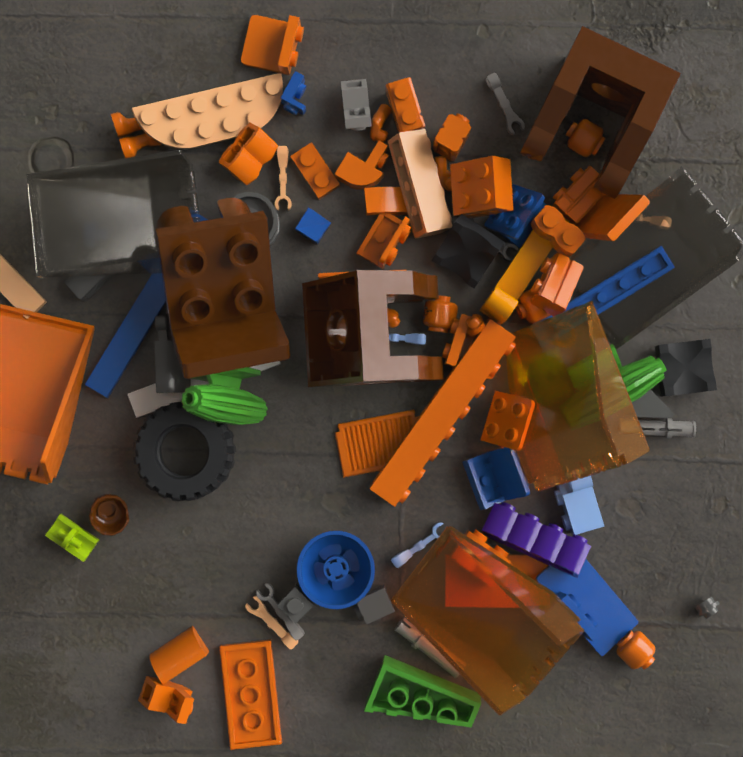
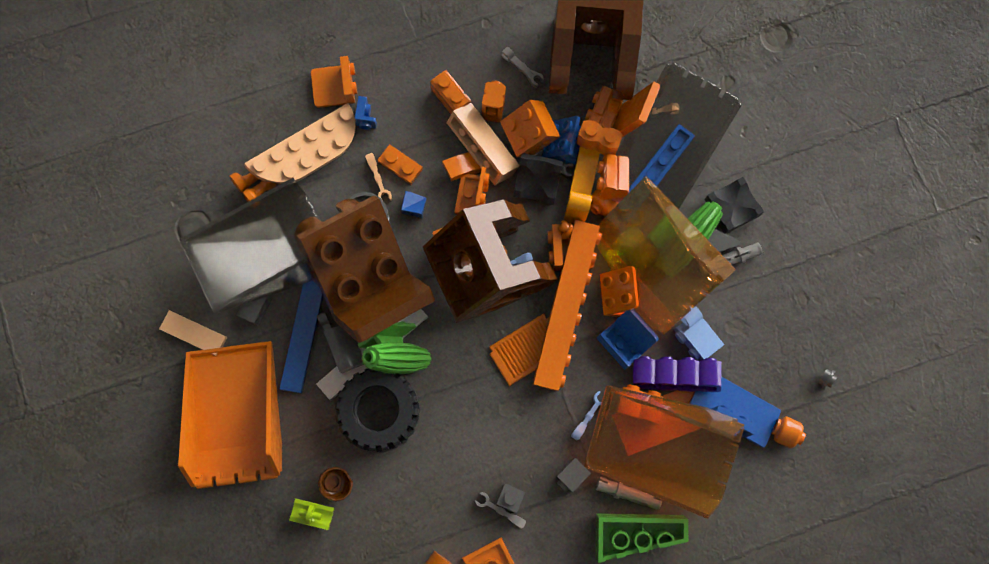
camera: 30 degrees left, 10 degrees down
(248, 153) = (345, 168): orange brick -> none
(272, 623) = (497, 522): light nougat piece -> none
(328, 582) = (543, 446): blue piece -> none
(356, 104) = (413, 105): light grey brick -> none
(363, 174) = (433, 153): orange brick -> none
(377, 122) = (434, 113): orange arm -> none
(440, 314) = (535, 234): orange head -> none
(443, 173) = (499, 132): orange arm -> none
(585, 138) = (591, 68): orange head -> none

